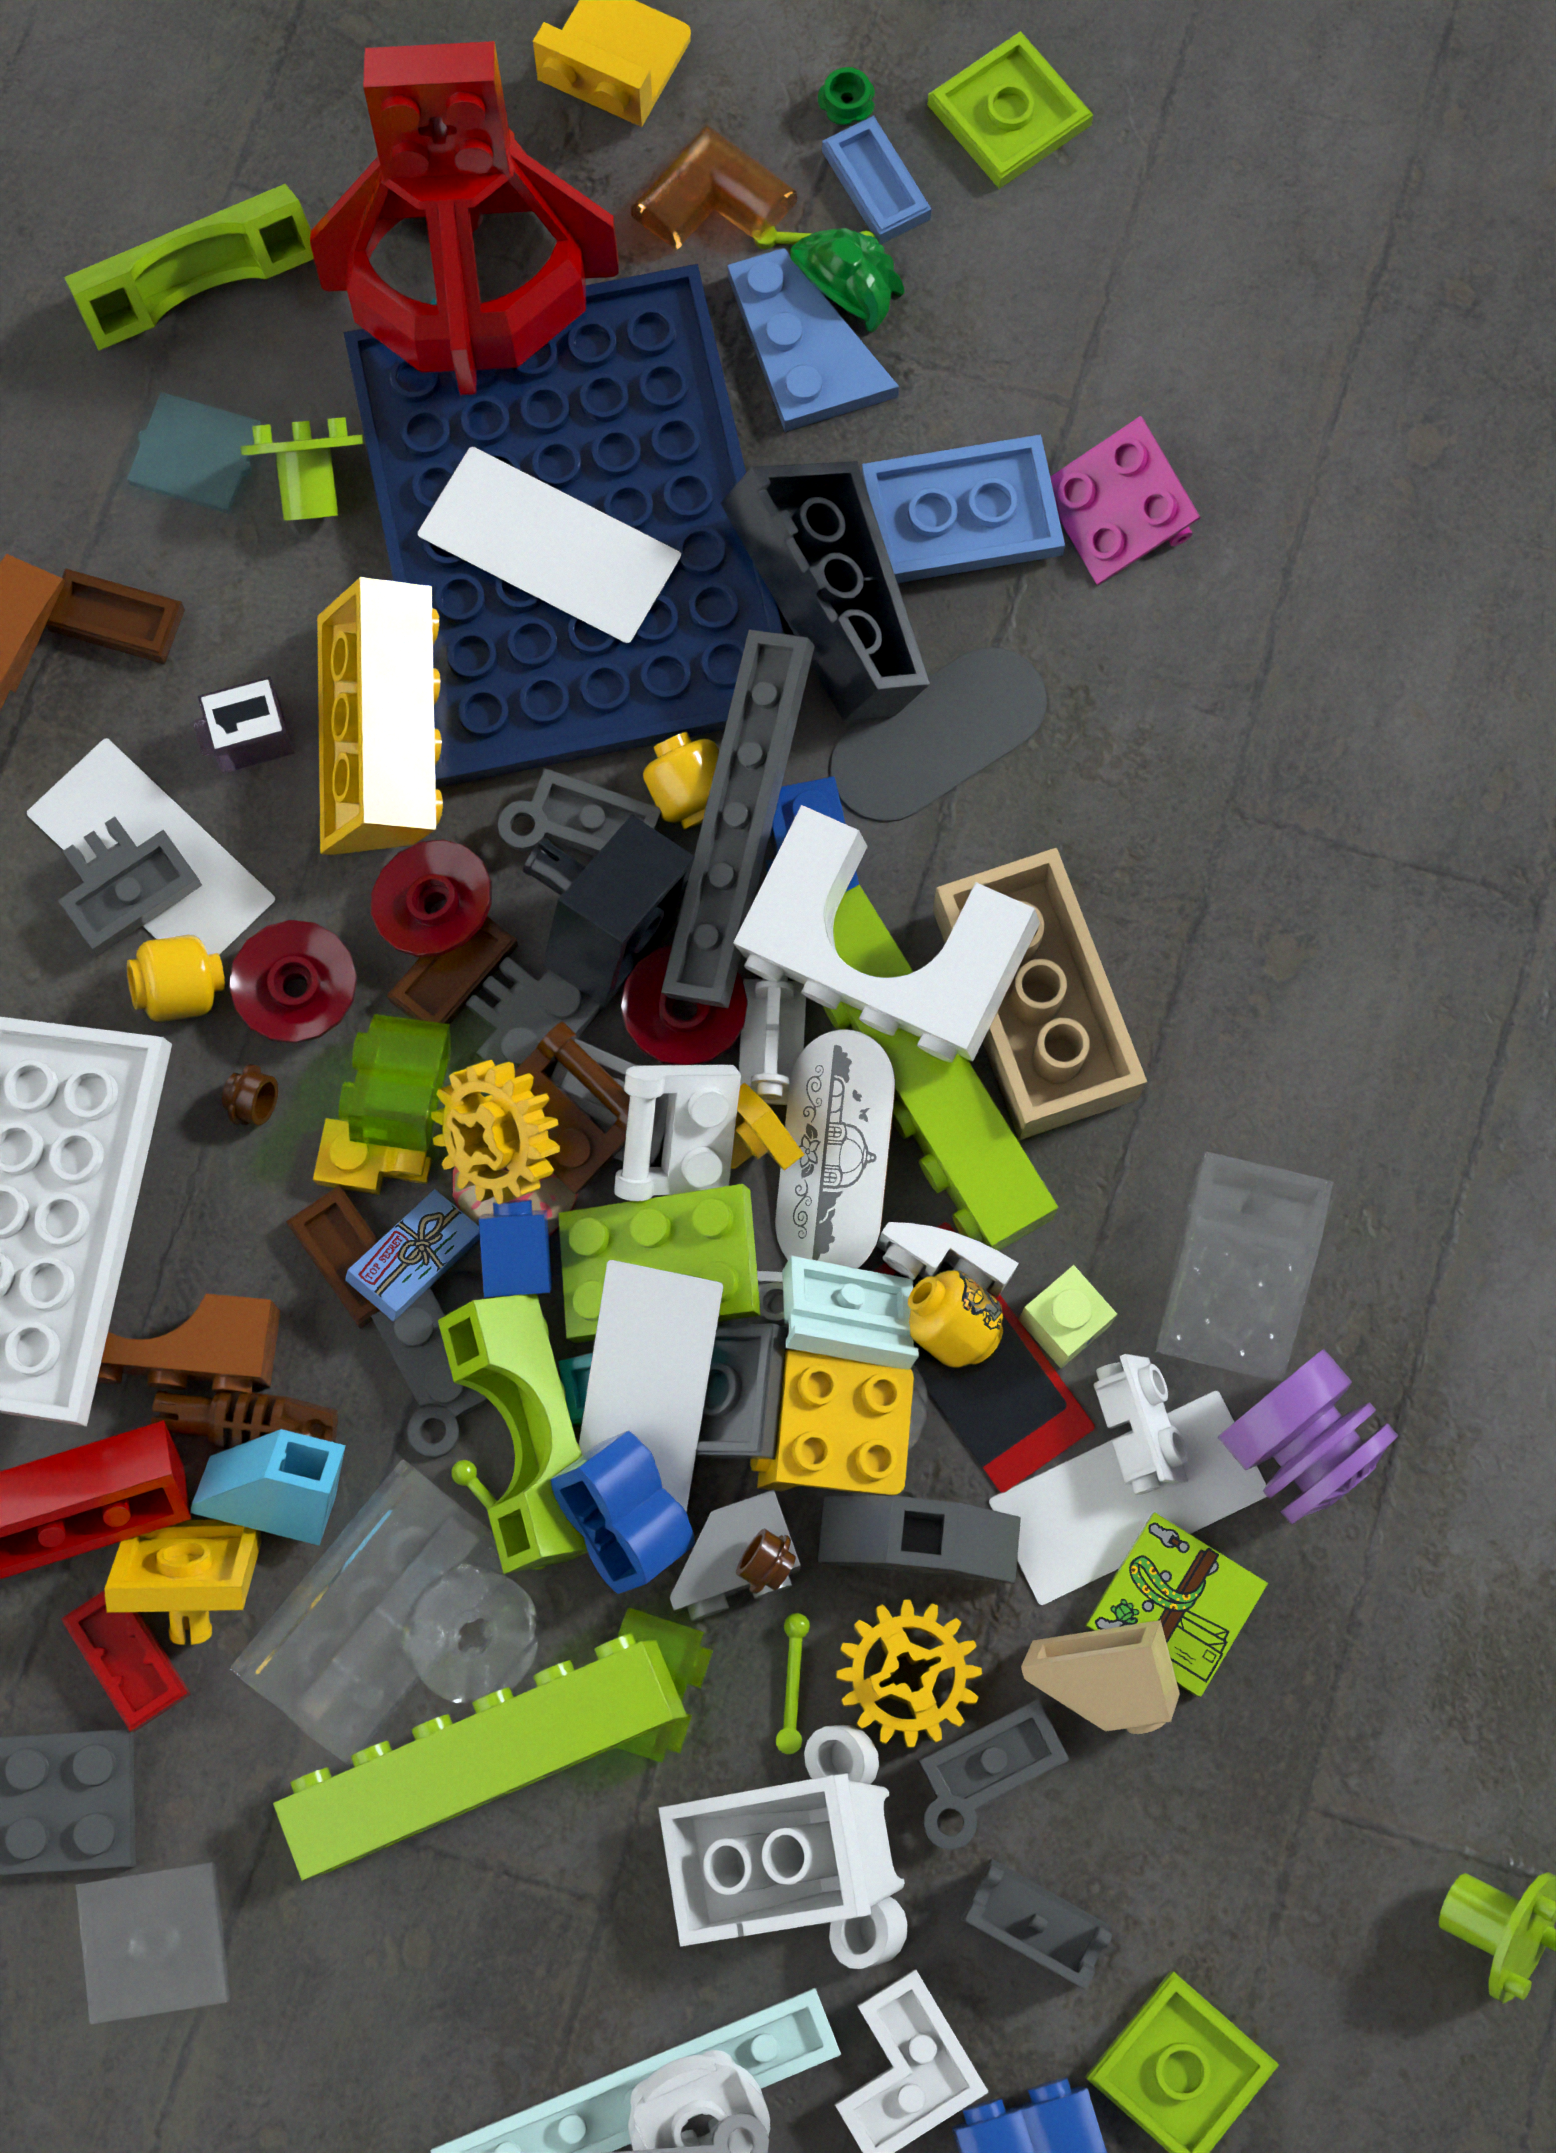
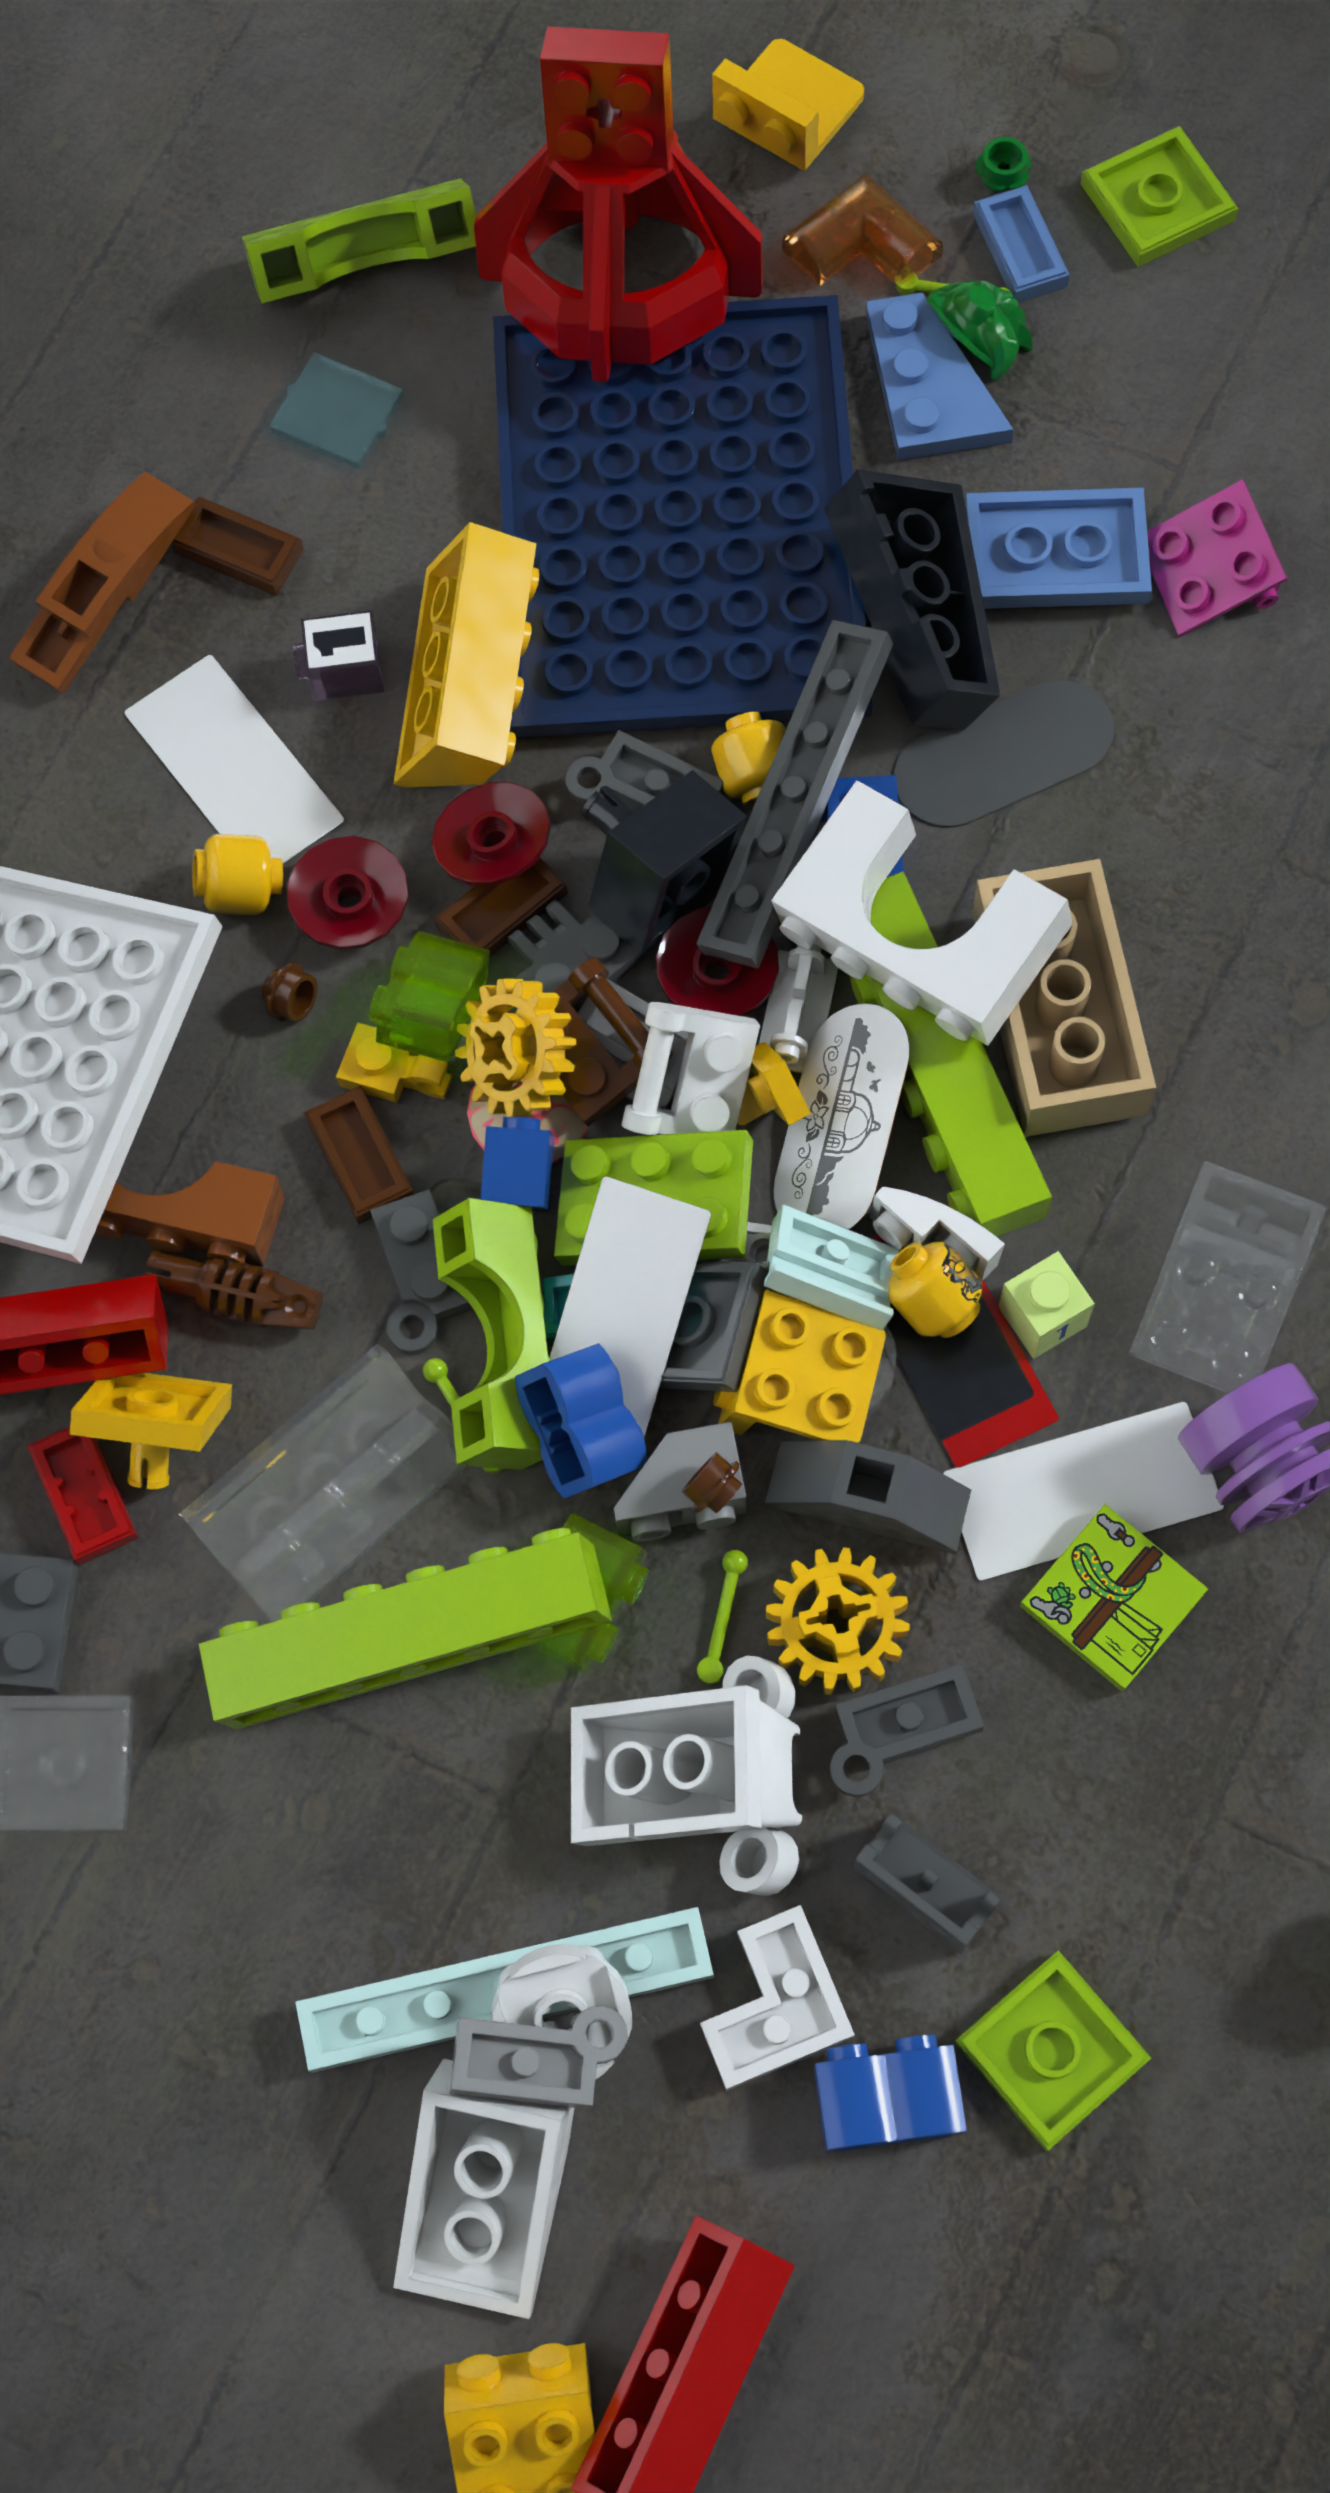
camera: 15 degrees right, 5 degrees down
(125, 885) = (204, 785): dark grey hinge -> none
(273, 1485) = (252, 1350): medium azure slope -> none
(304, 467) = (436, 428): lime piece -> none
(413, 1255) = (419, 1158): medium blue tile -> none
(434, 1627) = (415, 1478): clear plate -> none
(549, 544) = (656, 529): white sticker -> none
(1108, 1675) = (1037, 1651): tan slope -> none
(1138, 1398) = (1115, 1440): white hinge -> none

